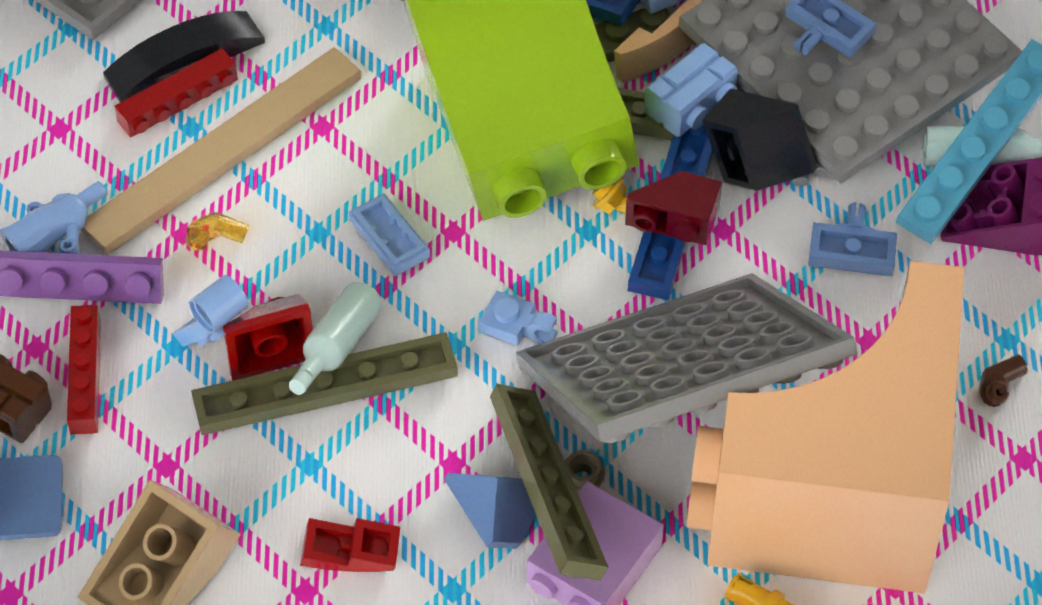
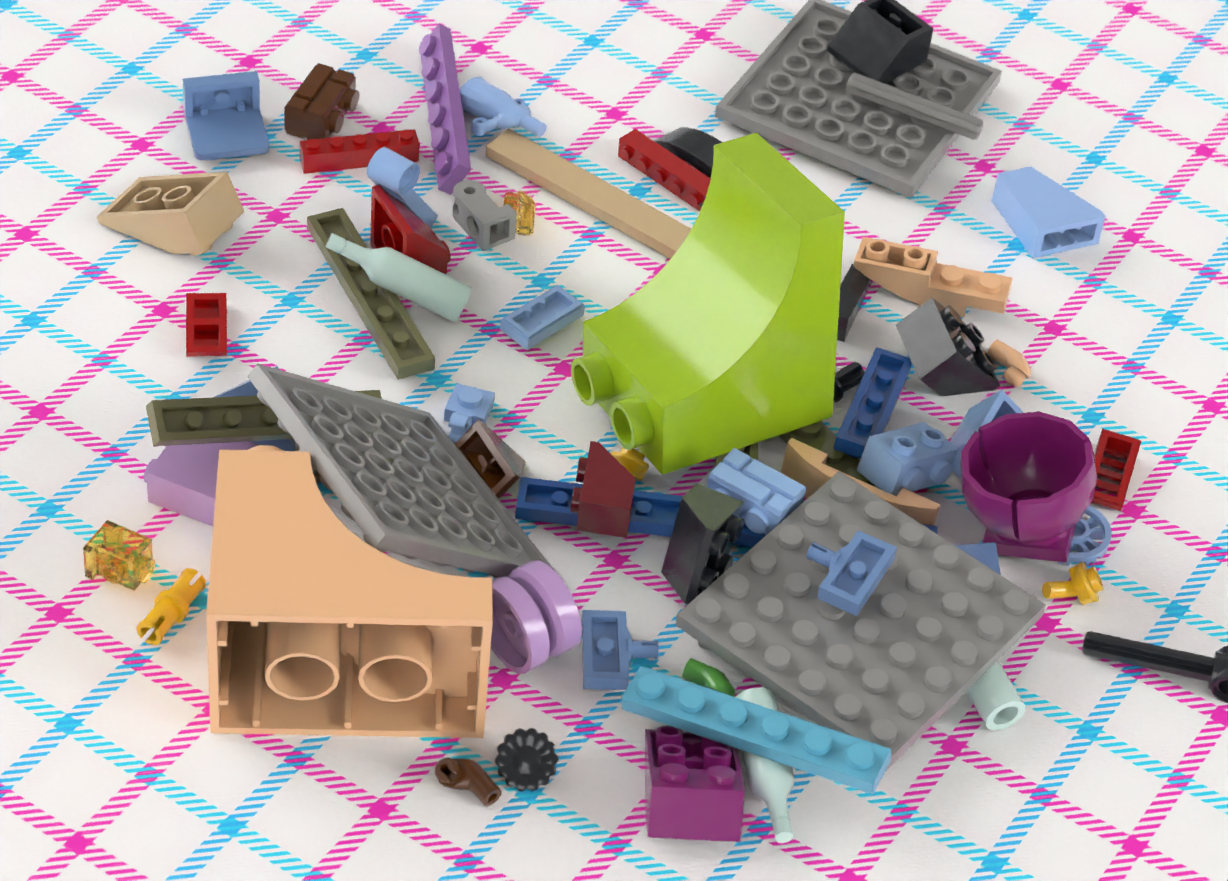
camera: 75 degrees right, 10 degrees down
(233, 258) = (481, 216): none -> light grey leg
(594, 305) = (491, 457): none -> reddish brown slope
(838, 285) = (533, 617): none -> lavender wheel
(892, 172) = (707, 677): none -> bright green arm
(984, 328) = (526, 759): none -> black piece

